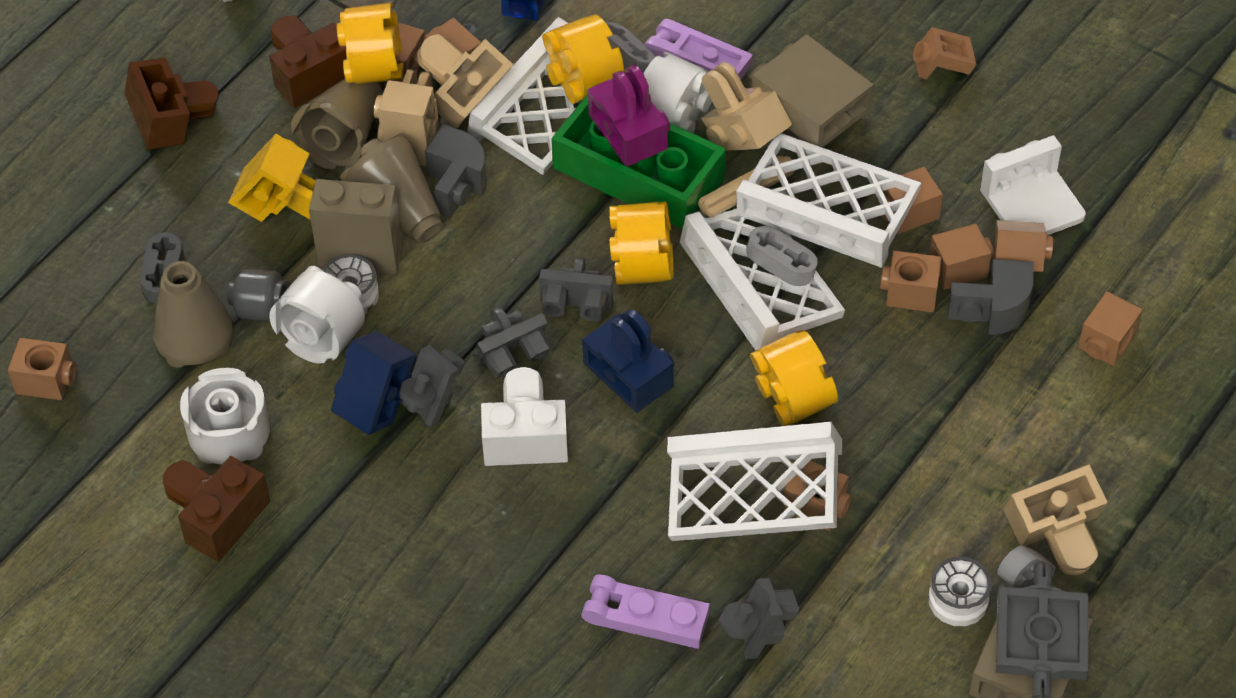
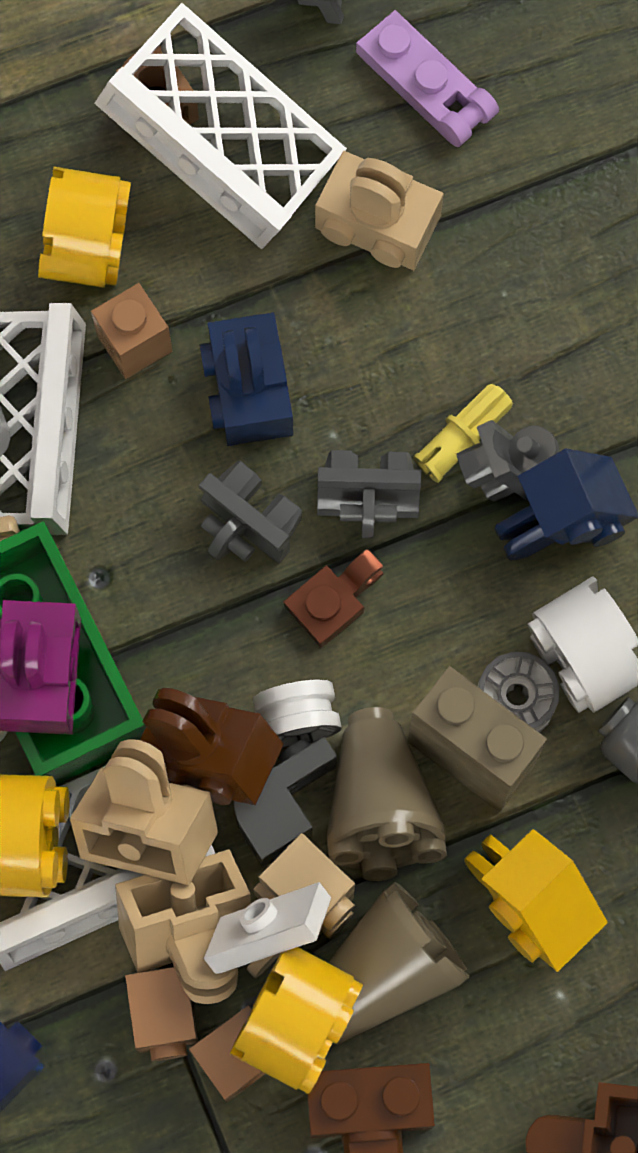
camera: 150 degrees left, 20 degrees up
(410, 61) = (268, 928): none -> white plate
(469, 415) = (462, 431): none -> light yellow axle
(472, 205) = (299, 710): none -> white wheel
(495, 281) = (329, 602): none -> copper plate
(510, 146) = (212, 745): none -> reddish brown brick
(516, 96) = (141, 820): none -> tan brick
(524, 425) = (423, 359): white brick -> none
(616, 496) = (378, 210): none -> tan brick
(641, 243) = (127, 515): yellow brick -> none
(720, 347) = (132, 330): none -> medium nougat brick

